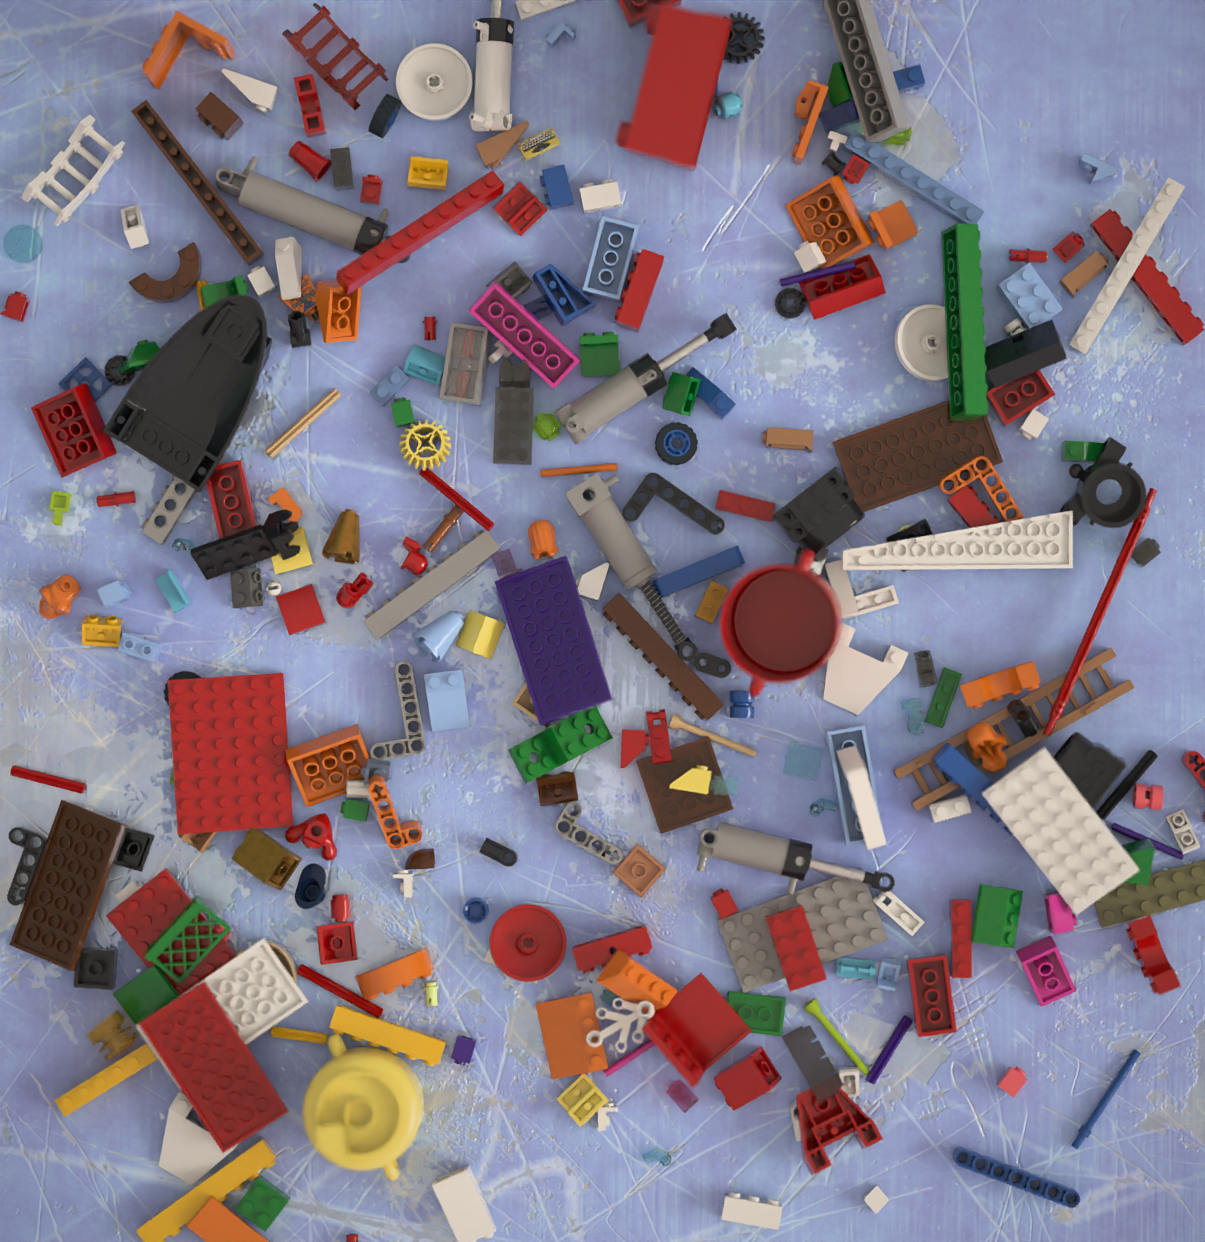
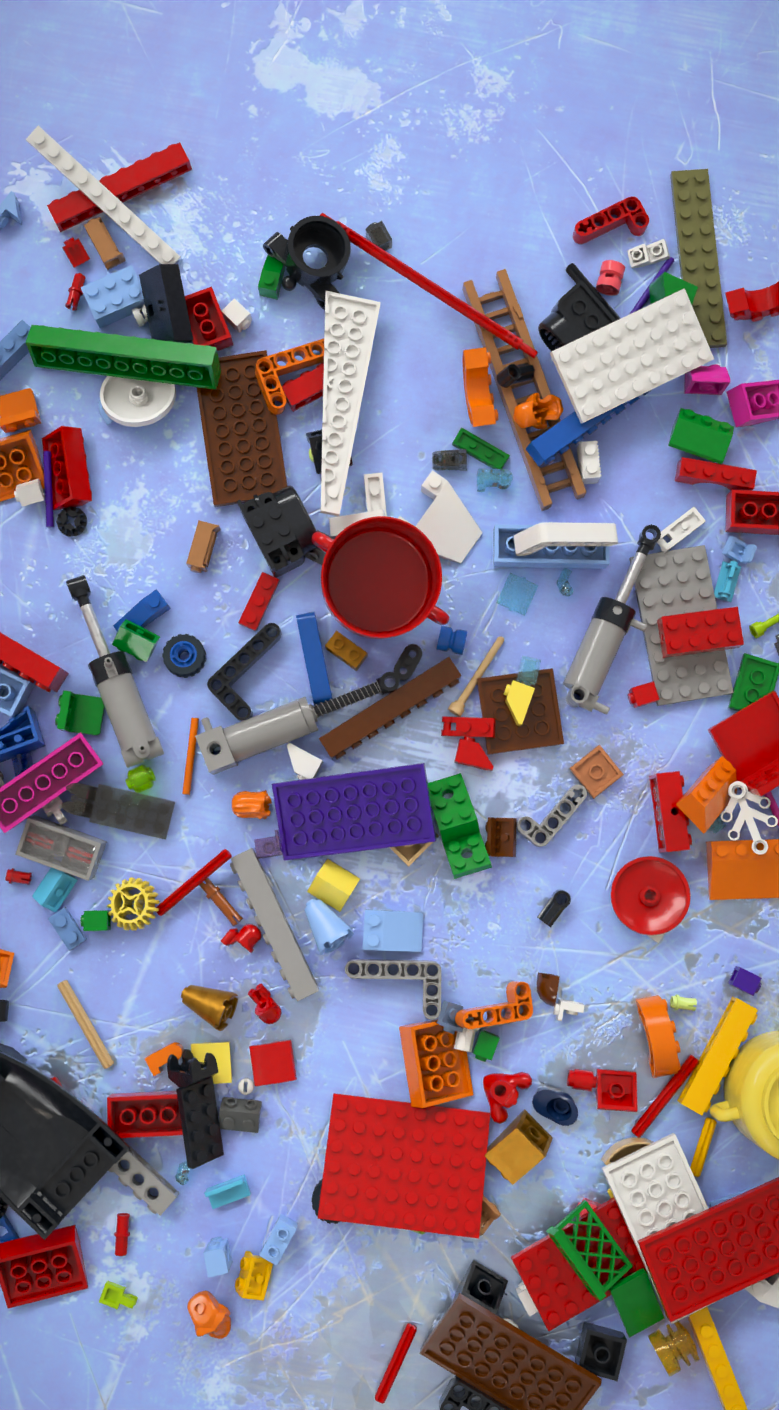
camera: 85 degrees left, 5 degrees down
(475, 910) = (608, 942): blue wheel -> none

